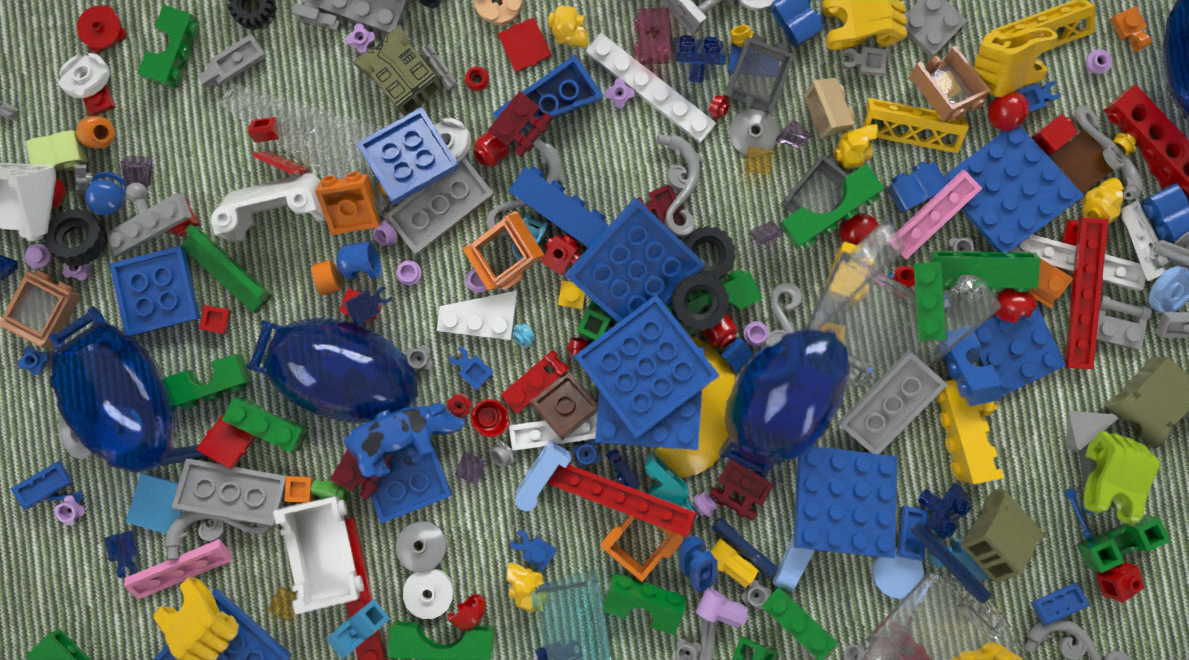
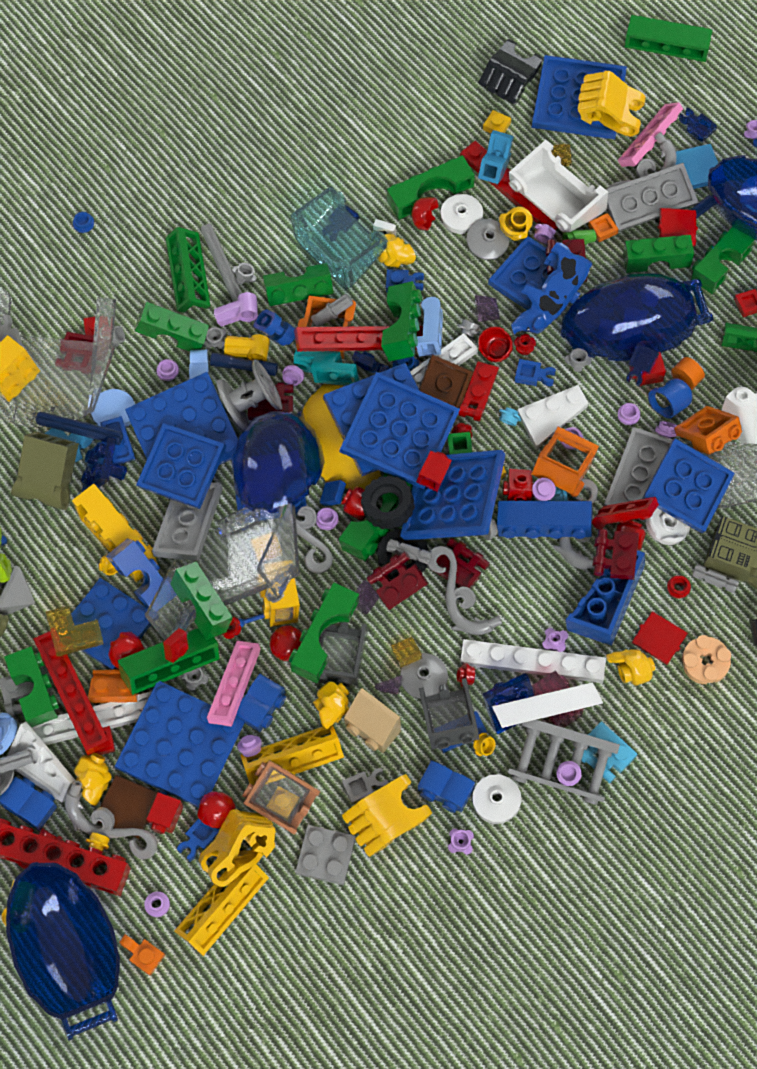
camera: 155 degrees right, 20 degrees down
(362, 517) = (544, 233): none -> lavender plate
(384, 542) = (516, 223): none -> yellow head
(482, 164) = (625, 512): none -> red plate
(519, 618) = (385, 227): none -> white tile
(543, 231) = (543, 489): none -> lavender plate
(585, 469) = (401, 337): none -> green arch
(629, 549) = (332, 310): none -> light grey axle
(641, 299) = (434, 470): none -> red brick
(671, 24) = (547, 705): none -> white sticker
(706, 244) = (413, 552): none -> light grey axle
(730, 220) = (402, 586): none -> dark red plate
(781, 500) = (249, 394): none -> light grey piece
(822, 586) = (167, 370): none -> lavender plate
(874, 459) = (181, 465): none -> blue plate
(947, 154) = (249, 745): none -> lavender plate
(980, 266) = (176, 645): none -> red plate
(1066, 348) = (72, 638): none -> clear yellow plate
(1115, 333) = (39, 704): none -> green arch

